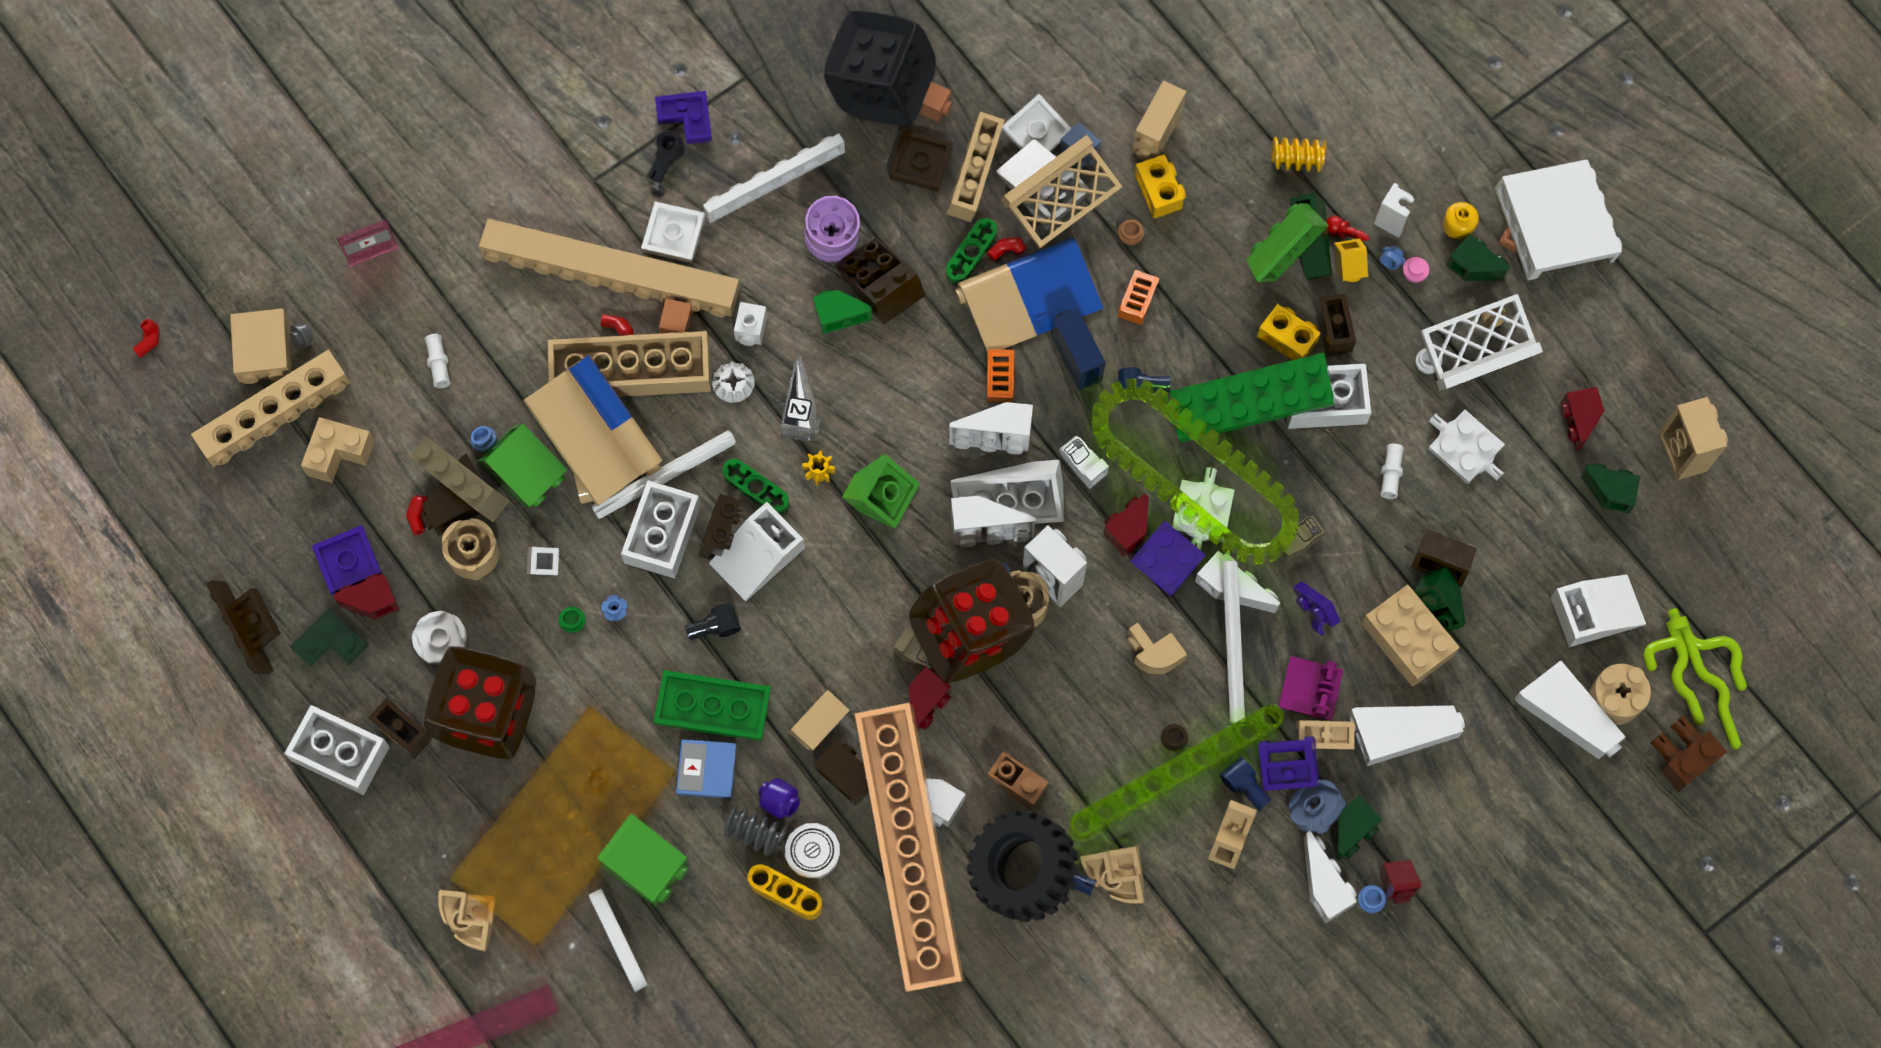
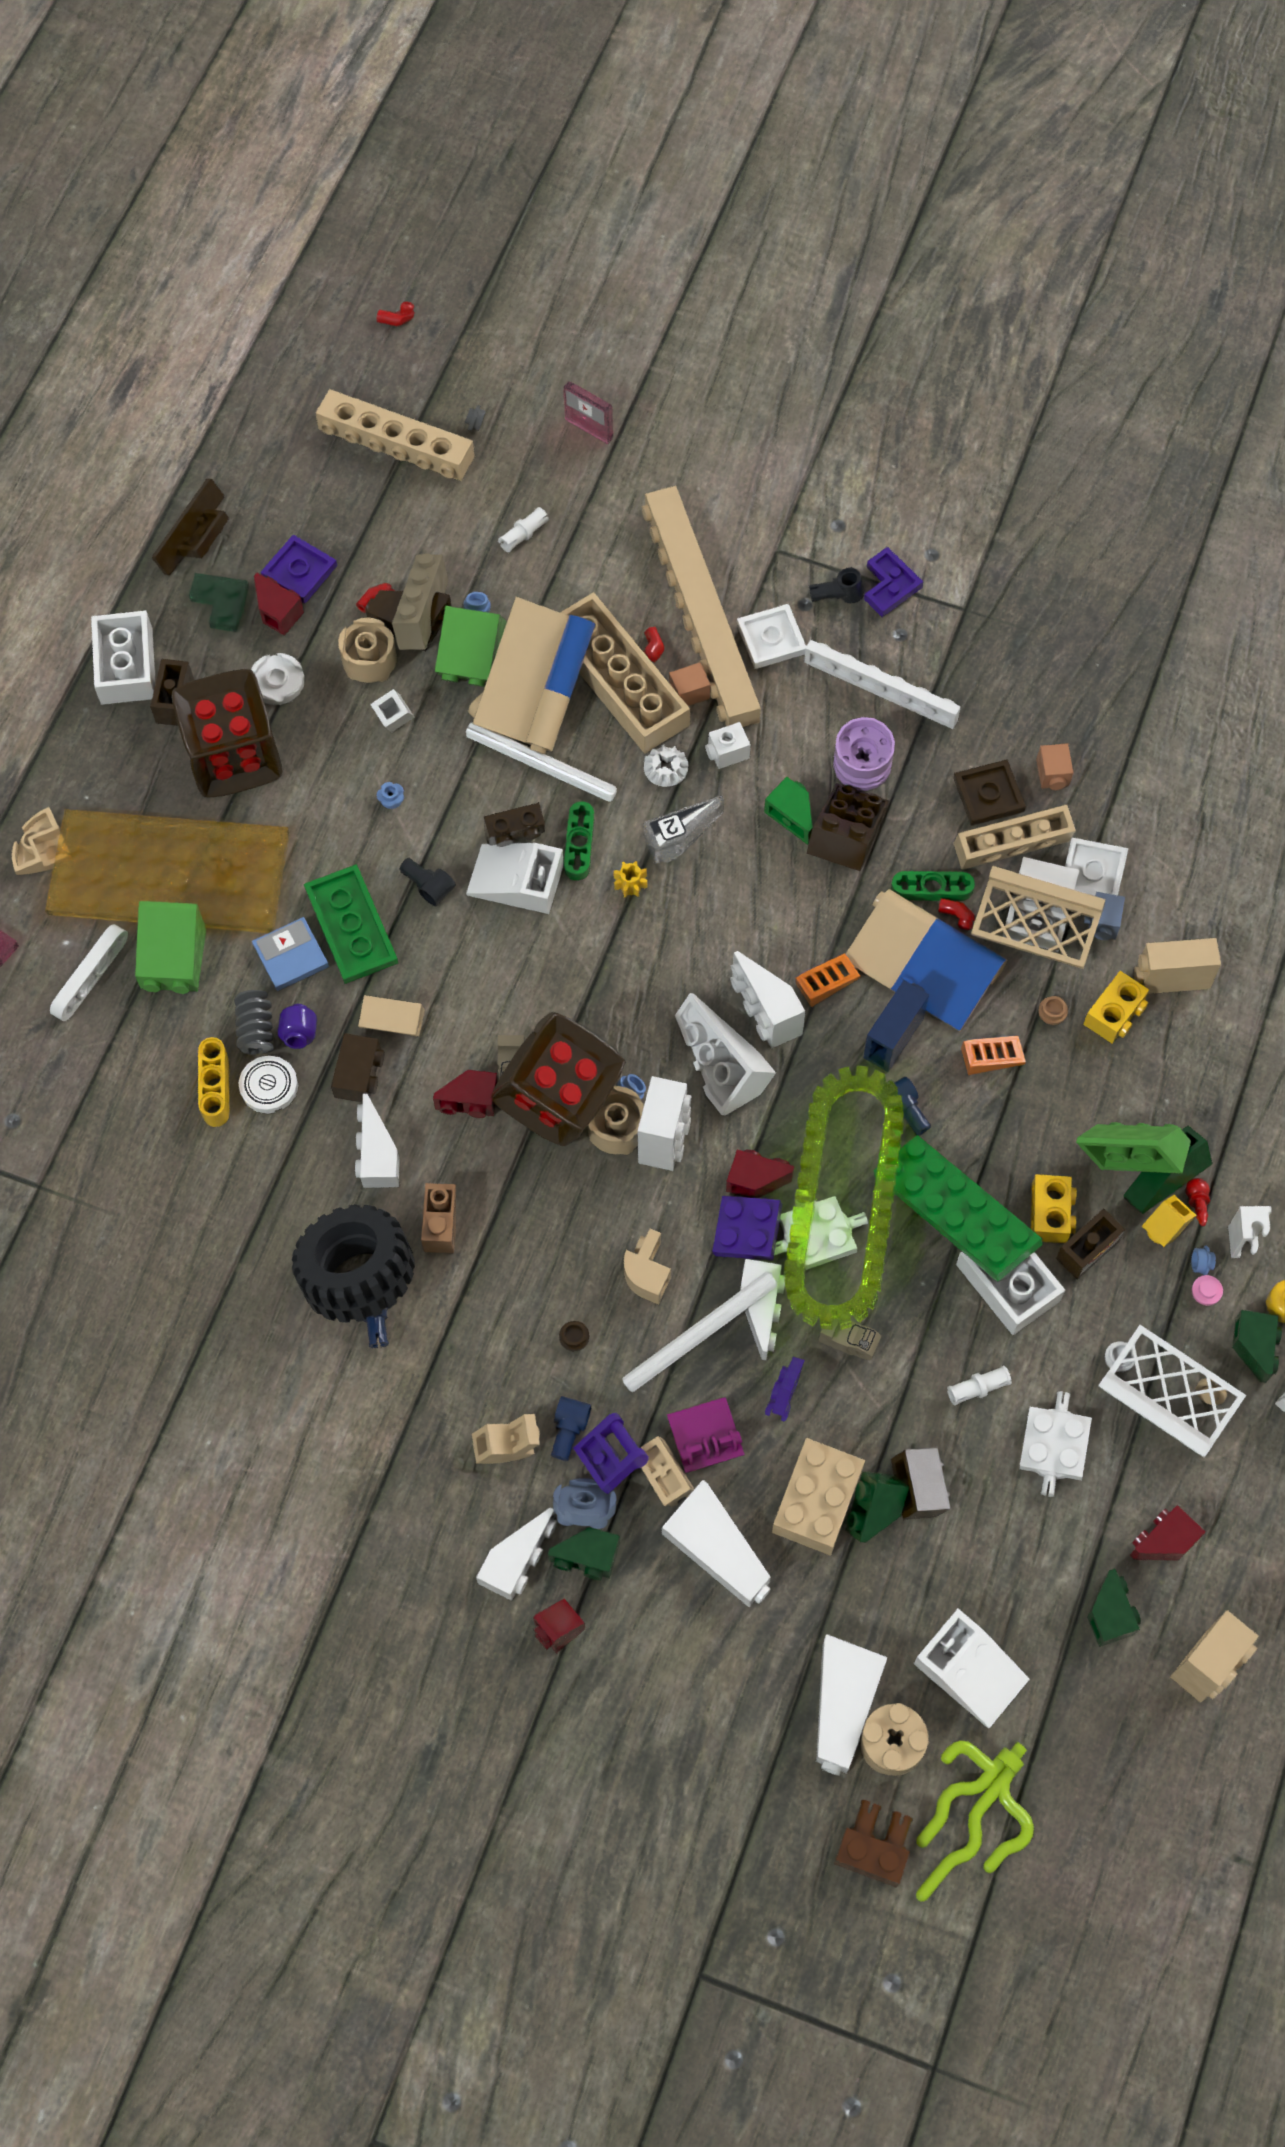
camera: 60 degrees right, 5 degrees down
(261, 345) = (445, 394): tan brick -> none
(334, 442) = (391, 496): tan brick -> none
(572, 619) = (358, 768): green plate -> none
(661, 529) = (483, 784): white brick -> none
(880, 67) = (1043, 695): black piece -> none
(882, 491) = (644, 944): bright green slope -> none
(909, 847) = (310, 1154): light nougat brick -> none
(983, 520) = (665, 1035): white slope -> none
(1084, 461) = (792, 1099): white leg -> none
(1118, 873) = (409, 1360): tan brick -> none
(1183, 761) = (546, 1368): clear neon green beam -> none
(1298, 154) = (1242, 1113): yellow piece -> none
(1371, 899) = (524, 1611): medium blue plate -> none

